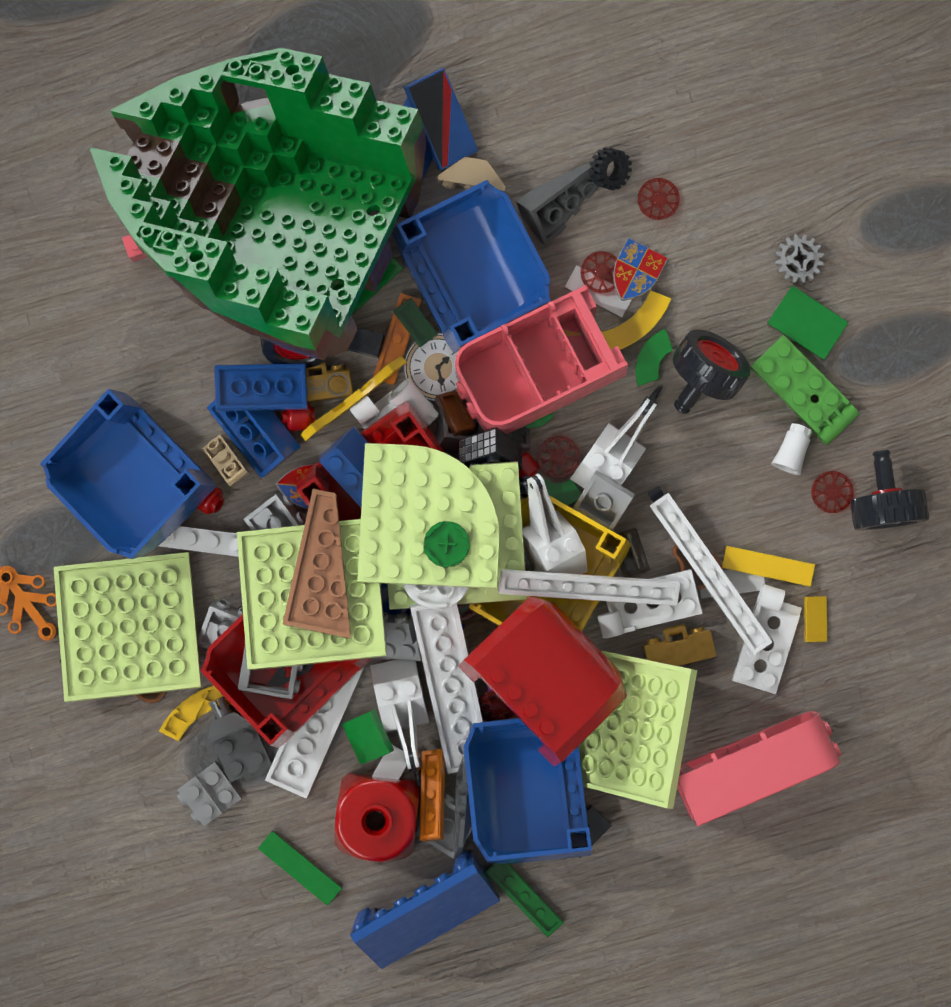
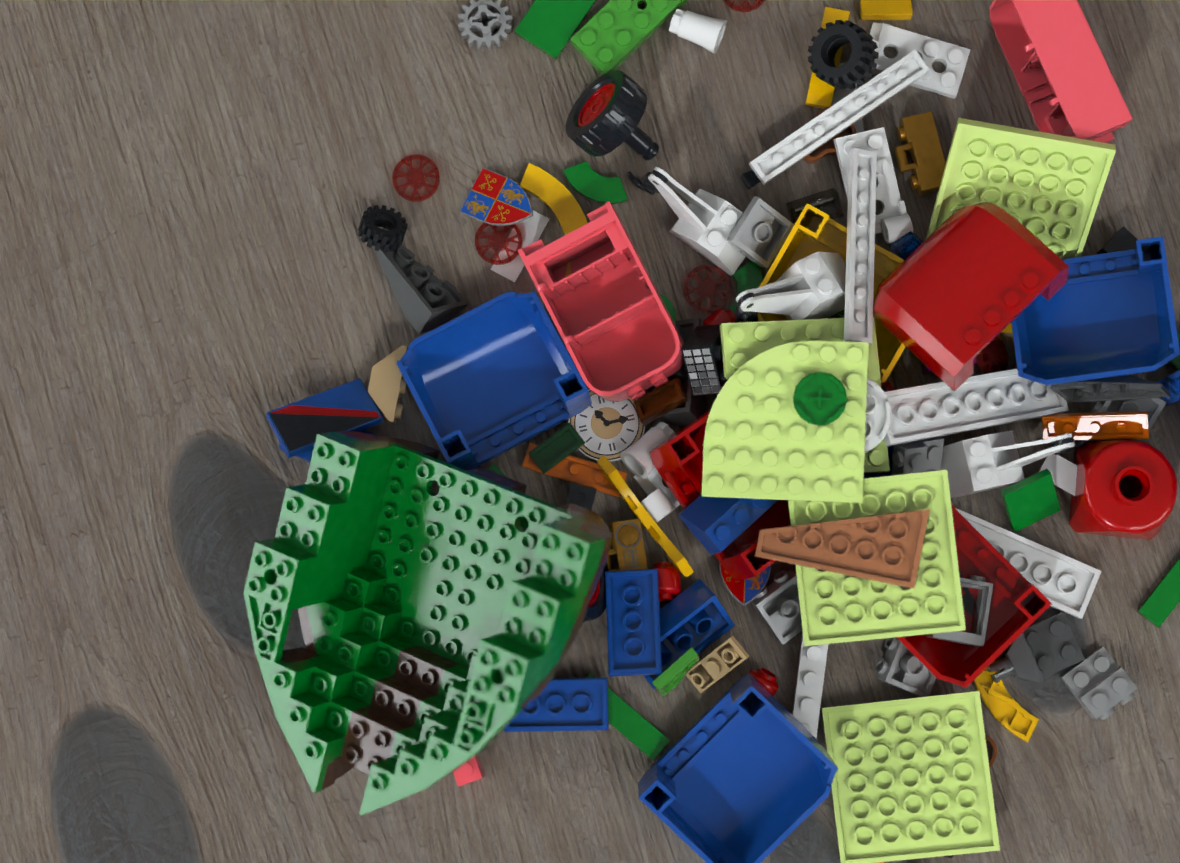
camera: 90 degrees left, 5 degrees down
(182, 379) = (634, 726): none -> green tile
(190, 332) = (566, 706): none -> blue tile
(217, 424) = (675, 673): none -> bright green tile
(595, 632) = (906, 245): none -> clear blue tile
(765, 592) = (827, 45): none -> black tyre

